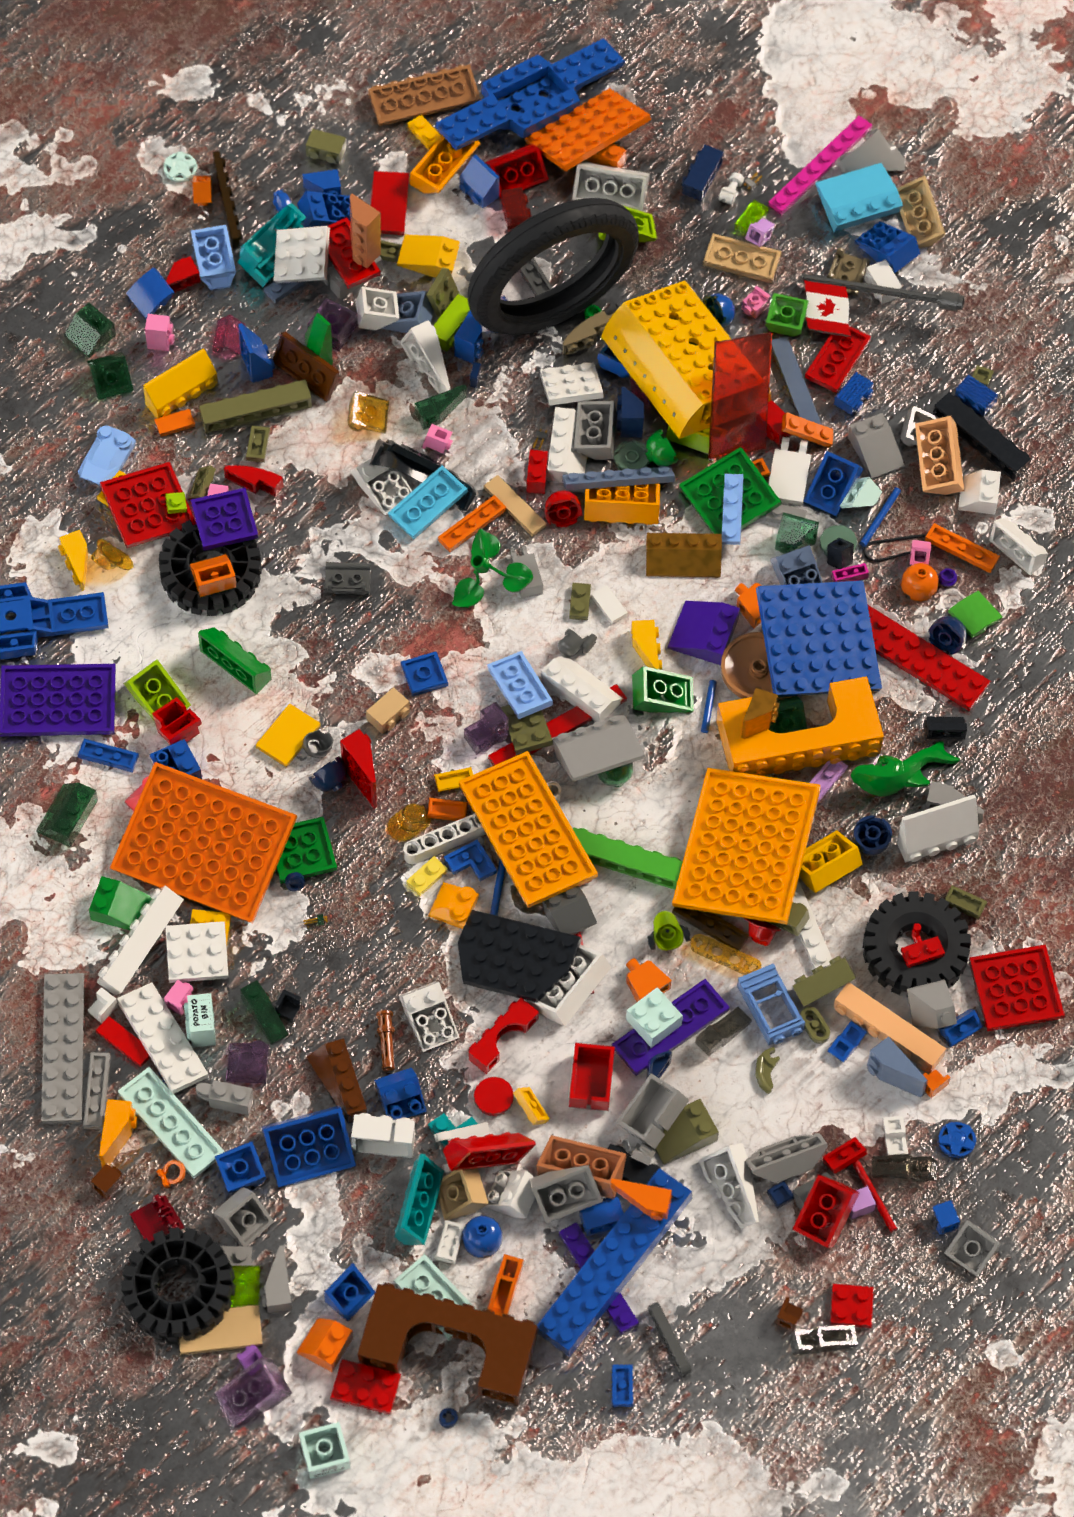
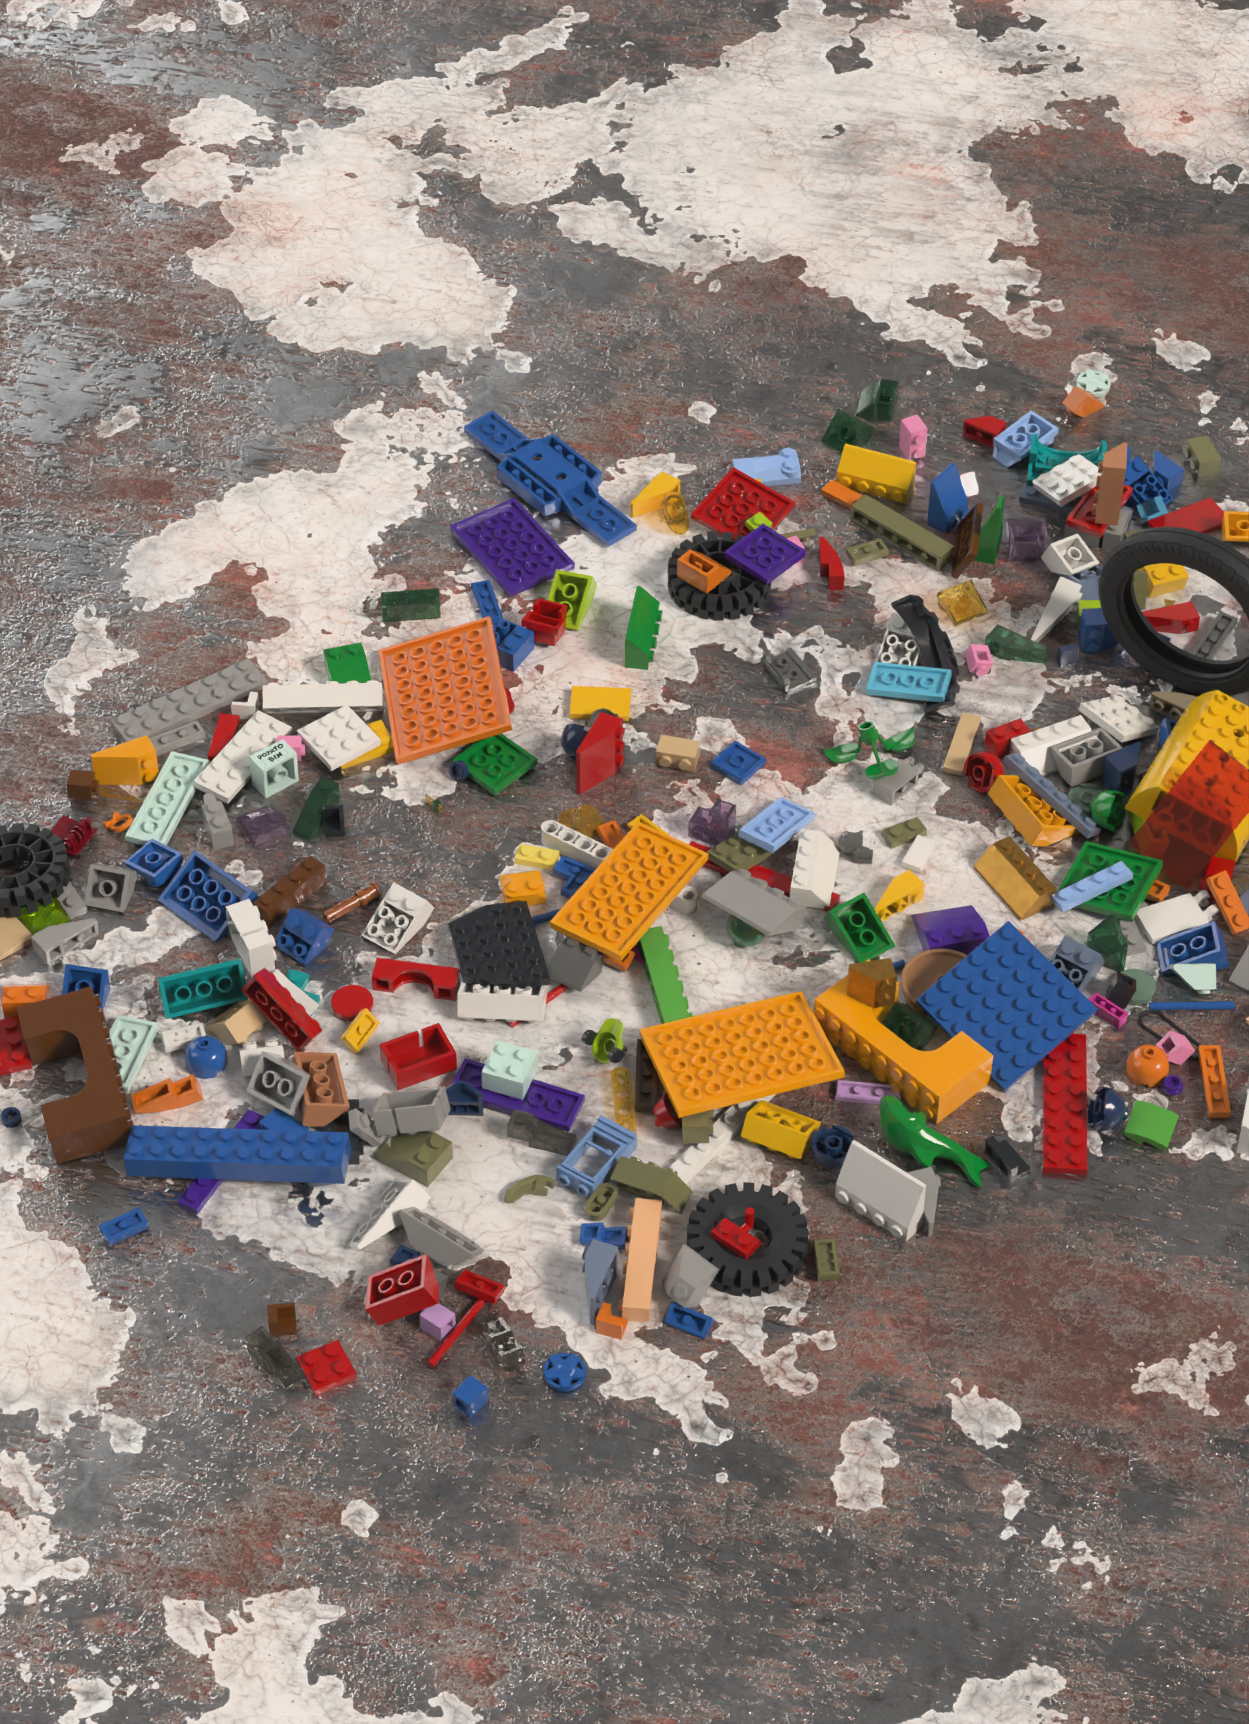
camera: 60 degrees right, 15 degrees down
(150, 292) = (949, 418): blue slope -> none
(226, 193) = (1088, 420): dark brown plate -> none
(472, 523) = (920, 722): orange plate -> none
(645, 979) = (552, 1053): orange torso -> none
(649, 1199) = (304, 1134): orange slope -> none
(669, 1339) = (194, 1239): dark grey beam -> none
(895, 1135) = (531, 1320): white slope -> none
(973, 1248) = (454, 1433): light grey slope -> none
(1016, 988) = (765, 1343): red plate -> none

